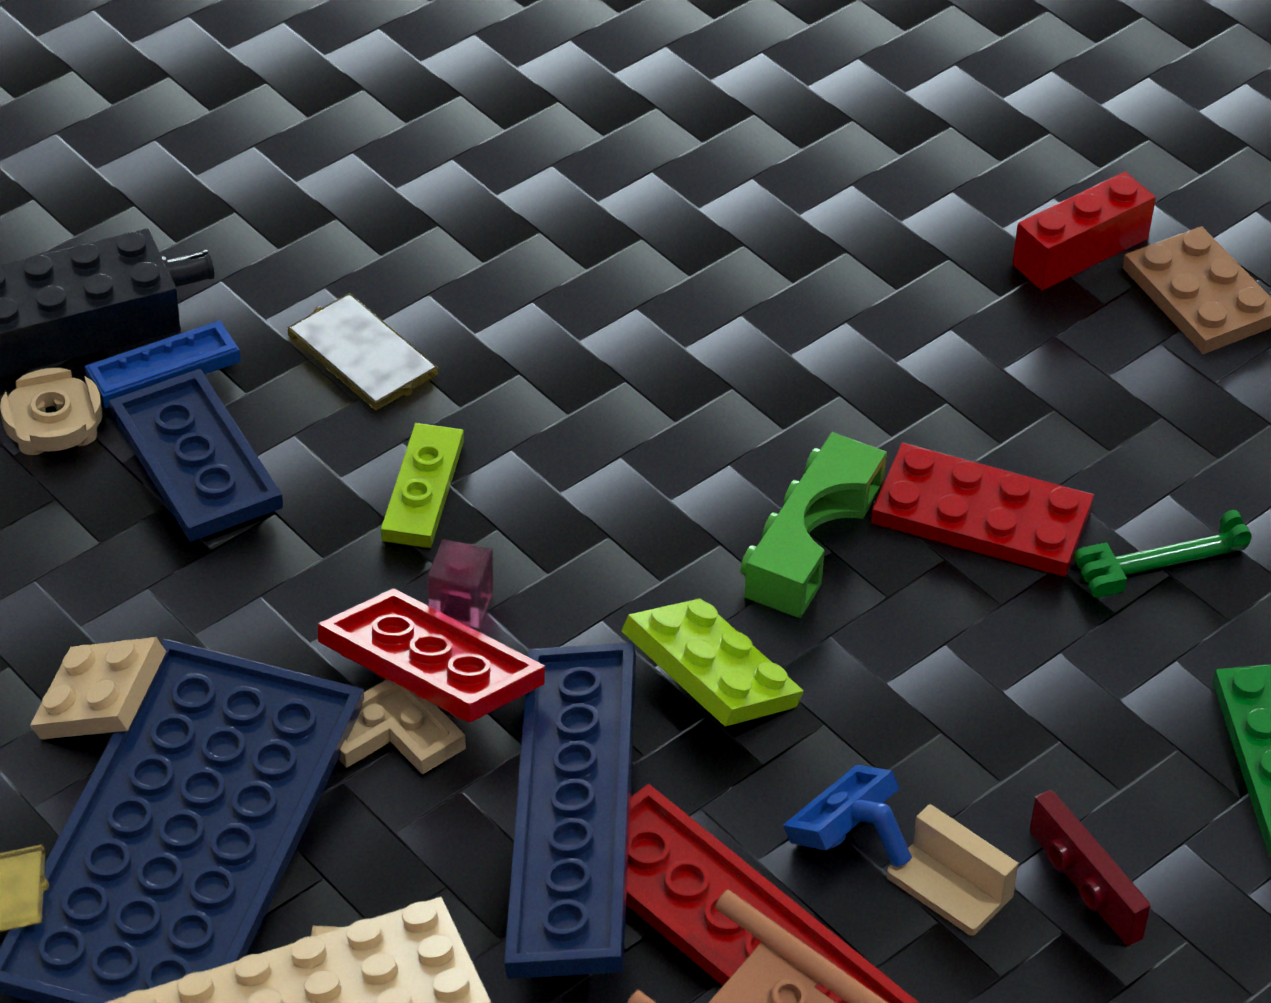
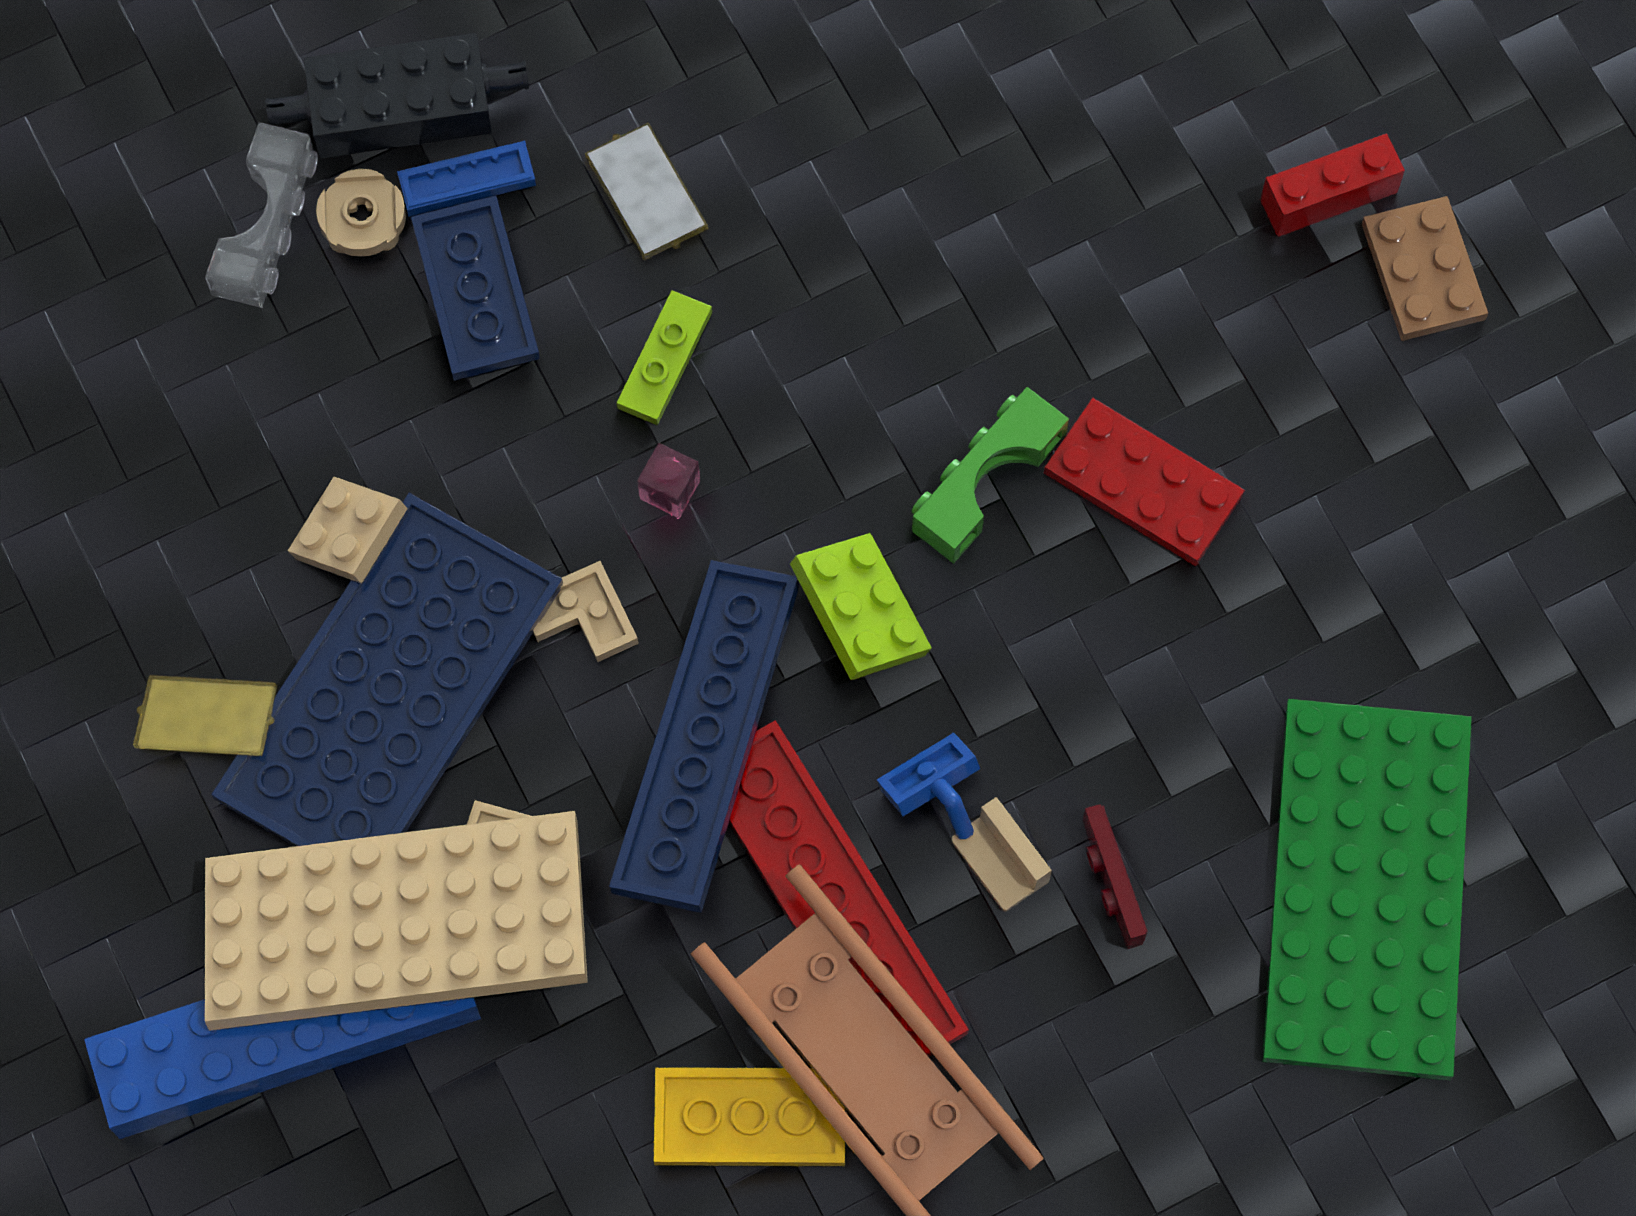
camera: 15 degrees right, 25 degrees up
(431, 655) = (624, 556): red plate -> none
(1107, 573) = (1237, 569): green hinge -> none

